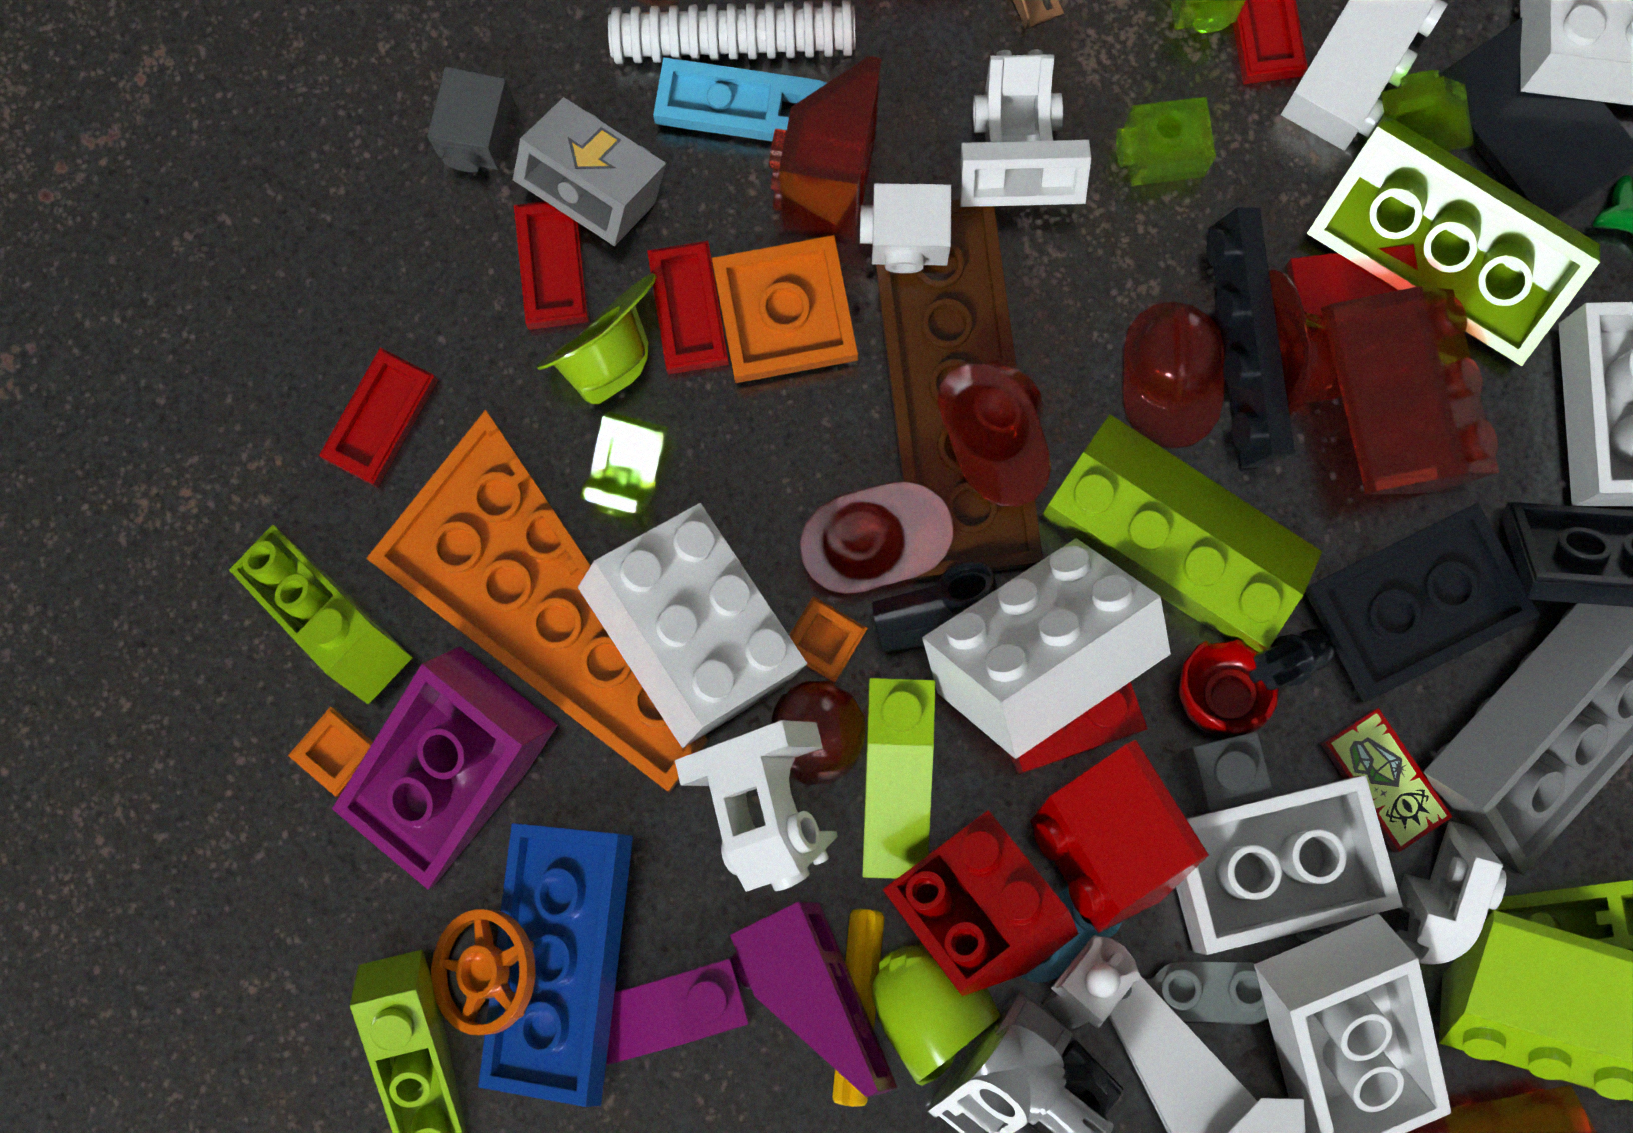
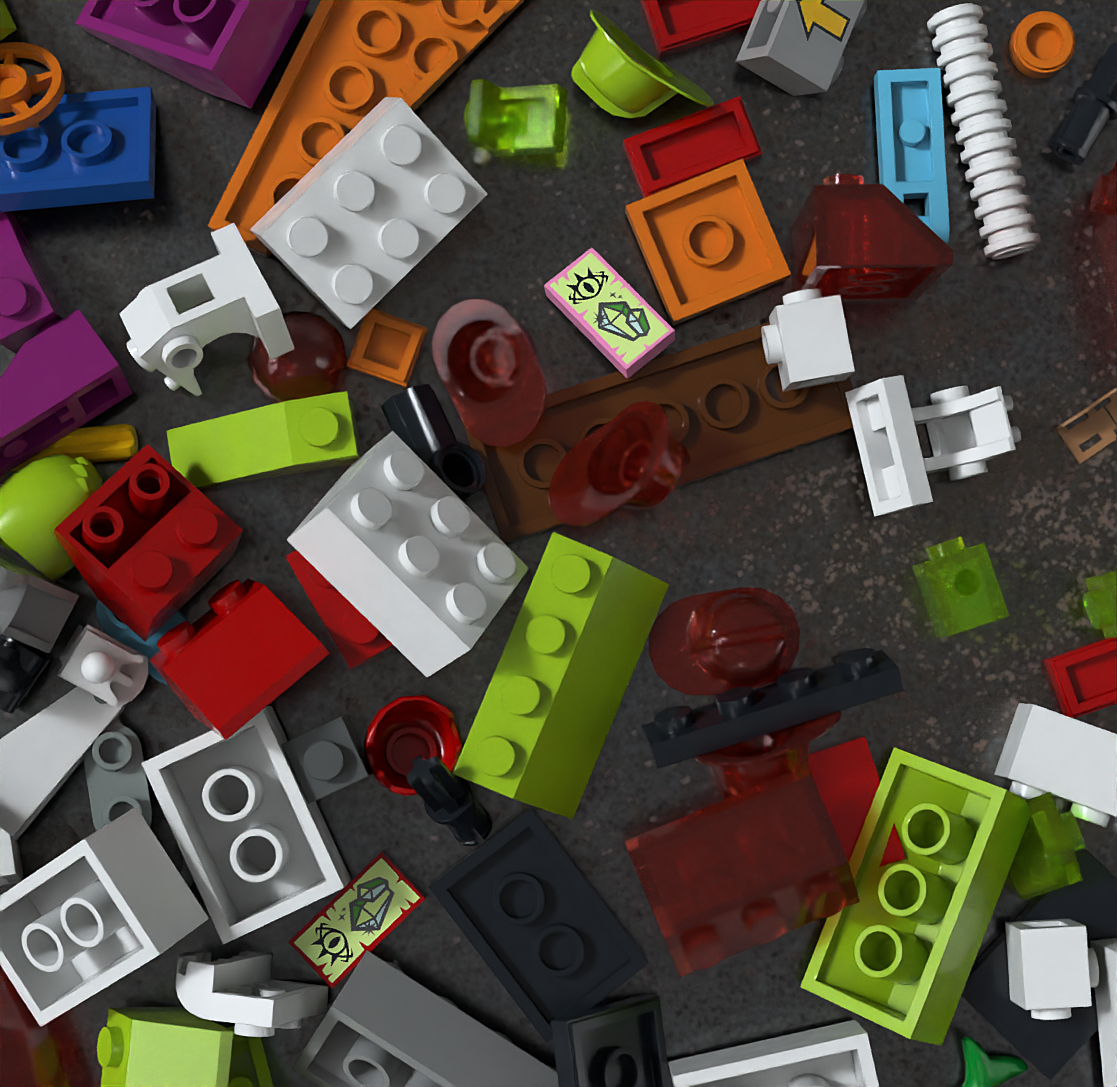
camera: 70 degrees right, 5 degrees up
(836, 414) = (609, 313): none -> tile
(1542, 128) = (1050, 967): none -> white brick

